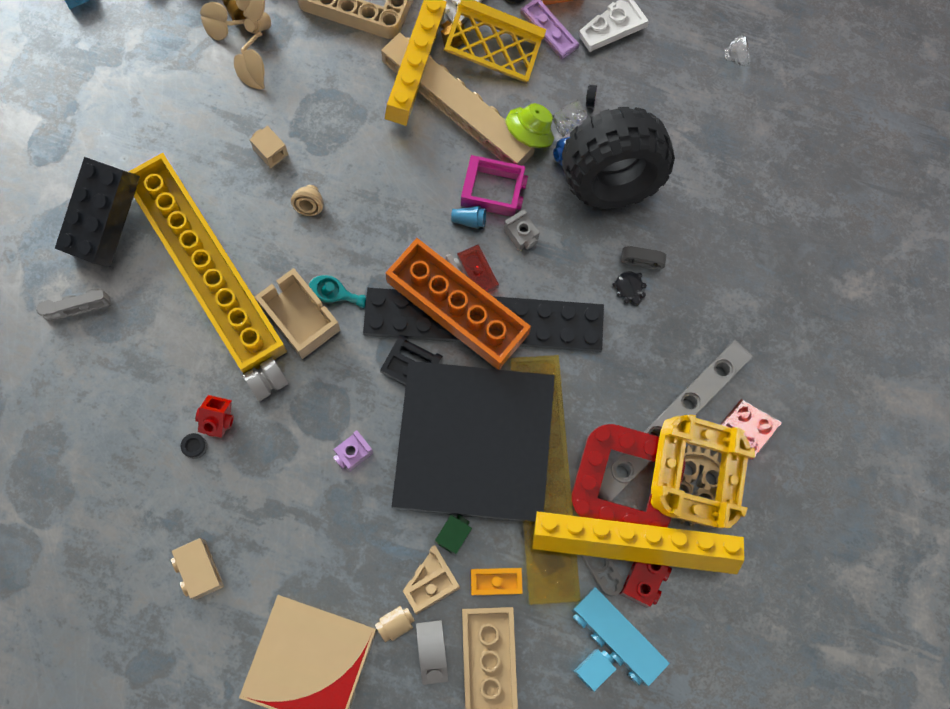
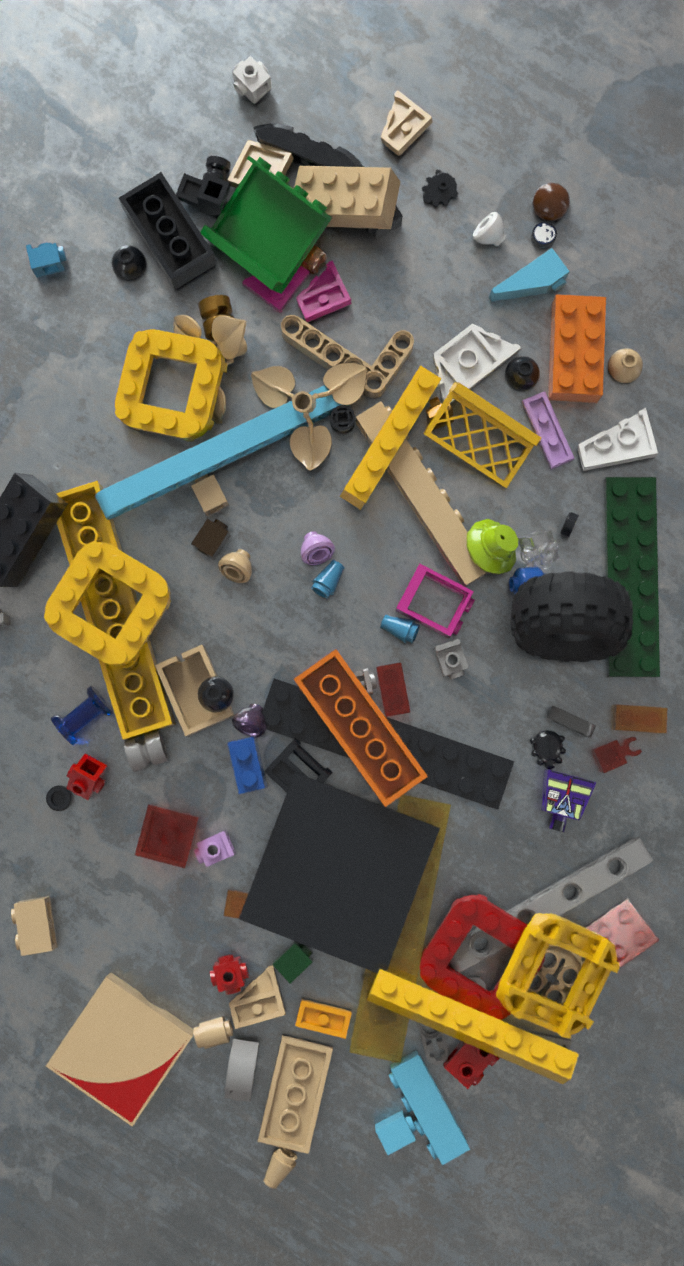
camera: 20 degrees right, 10 degrees up
(177, 46) = (203, 394): none -> yellow plate
(184, 283) = (75, 583): none -> yellow plate
(197, 362) = (82, 715): none -> clear blue piece
(268, 103) = (209, 456): none -> medium azure beam
(279, 182) = (211, 538): none -> dark brown brick
(305, 448) = (168, 835): none -> clear red brick
(317, 306) = (215, 694): none -> black brick
(332, 290) = (238, 673): teal piece -> none
(349, 81) = (275, 385): none -> tan plant
(355, 330) = (250, 721): none -> clear purple brick
(363, 363) = (247, 765): none -> blue brick
(370, 58) = (345, 424): none -> black wheel
(376, 168) = (316, 549): none -> lavender brick
(383, 499) = (234, 903): none -> clear orange plate
(392, 194) = (328, 579): none -> dark azure cone
(399, 572) = (233, 965): none -> red brick
(646, 88) = (633, 562): none -> dark green plate
(657, 322) = (564, 797): none -> torso
(690, 276) = (613, 755): none -> clear red plate
(703, 240) = (640, 719): none -> clear orange plate

